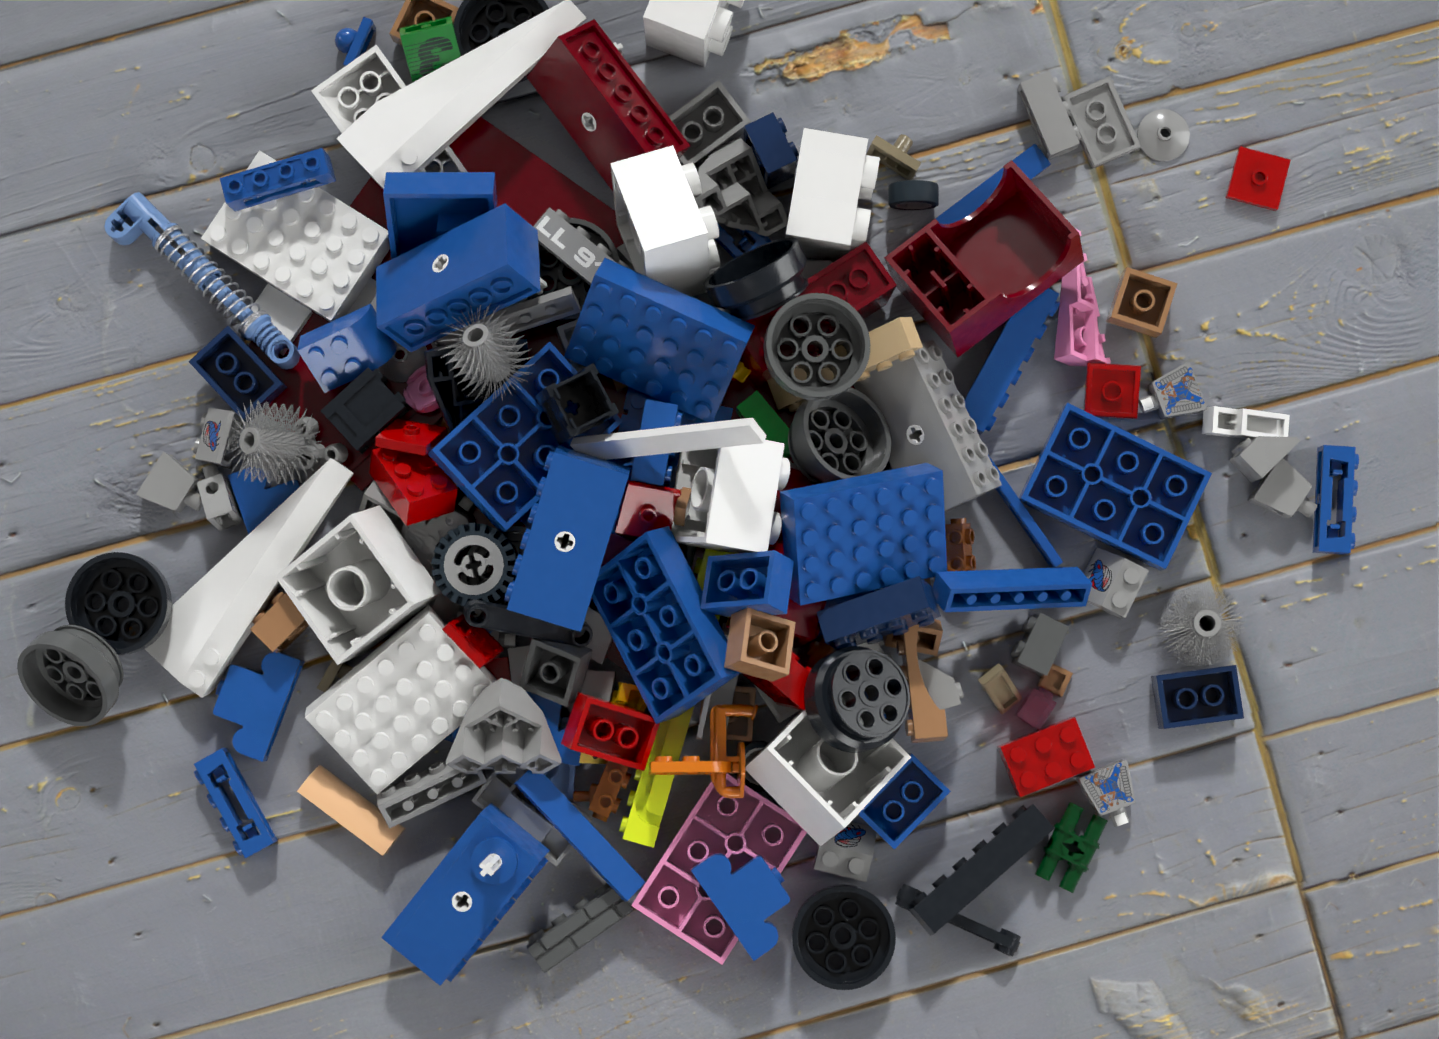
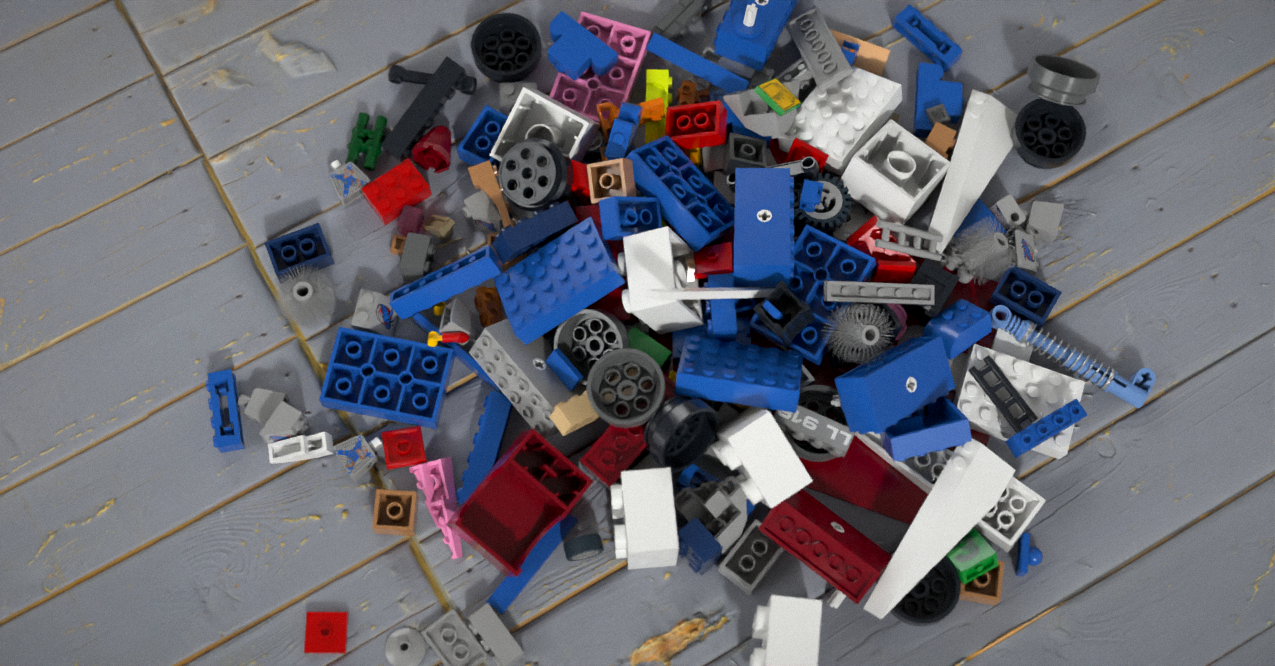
camera: 165 degrees right, 15 degrees down
(264, 670) = (937, 113): none -> flat silver tile
(332, 248) = (1003, 382): none -> black bar
(359, 797) = (850, 51): none -> blue leg
(379, 488) = (900, 245): none -> light grey bar
(400, 812) = (819, 48): none -> light grey tile
(440, 403) = (878, 293): none -> light grey plate
(487, 733) = (777, 97): none -> tile
(488, 567) = (810, 195): none -> blue brick
(537, 311) = (827, 383): light grey plate -> none
(588, 406) = (775, 313): none -> blue tile
(722, 722) = (624, 131): none -> blue brick
(884, 418) = (564, 369): none -> blue tile
(895, 156) = (603, 577): dark tan tile -> none
(978, 808) = (434, 150): none -> dark red cone
(1006, 534) = (456, 325): none -> light grey torso

